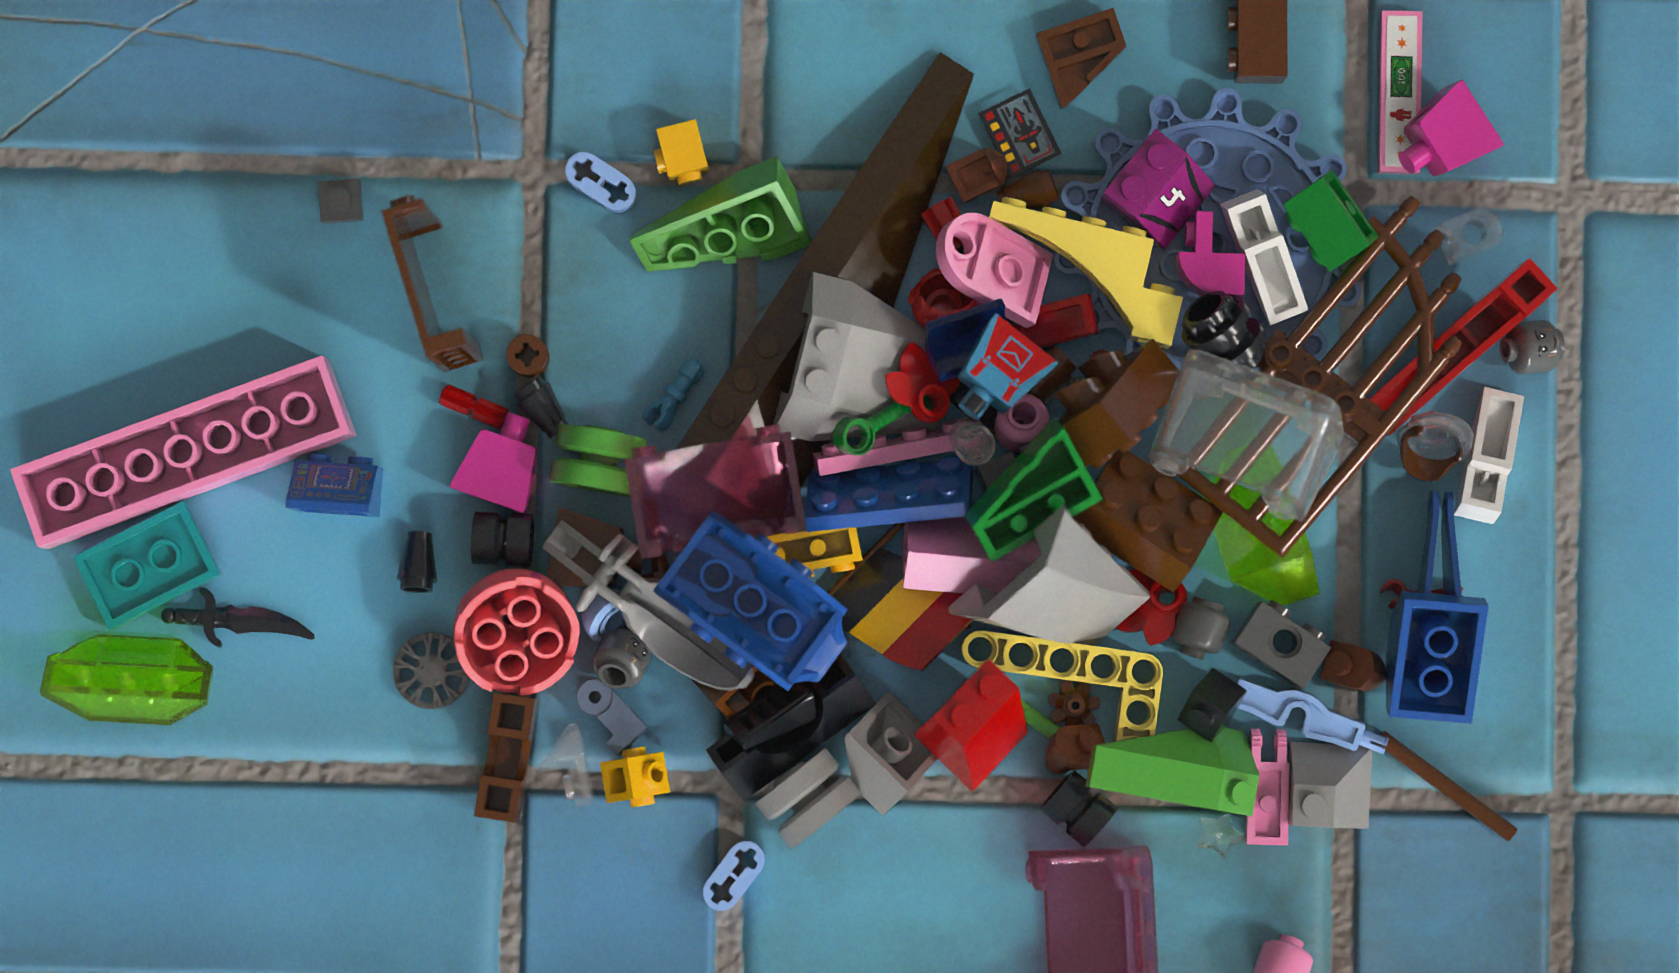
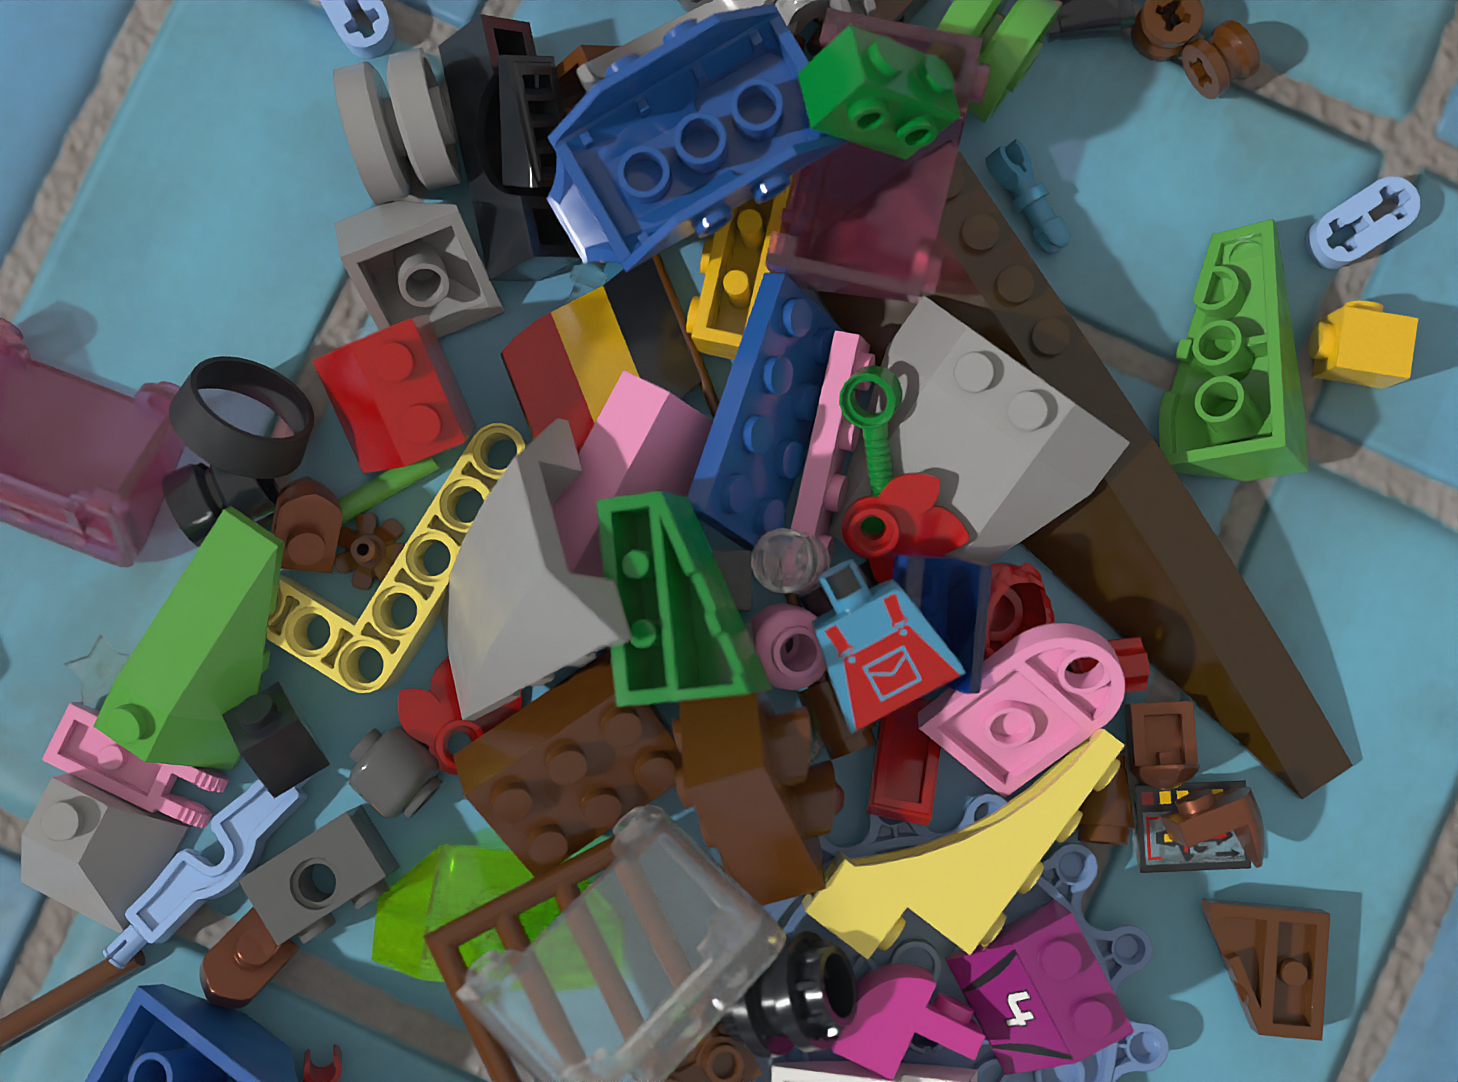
camera: 115 degrees right, 0 degrees up
(538, 313) = (1221, 59): none -> reddish brown wheel
(683, 504) = (878, 93): none -> green brick
(1011, 131) = (1208, 815): none -> copper plate
(1049, 813) = (229, 446): none -> black tyre

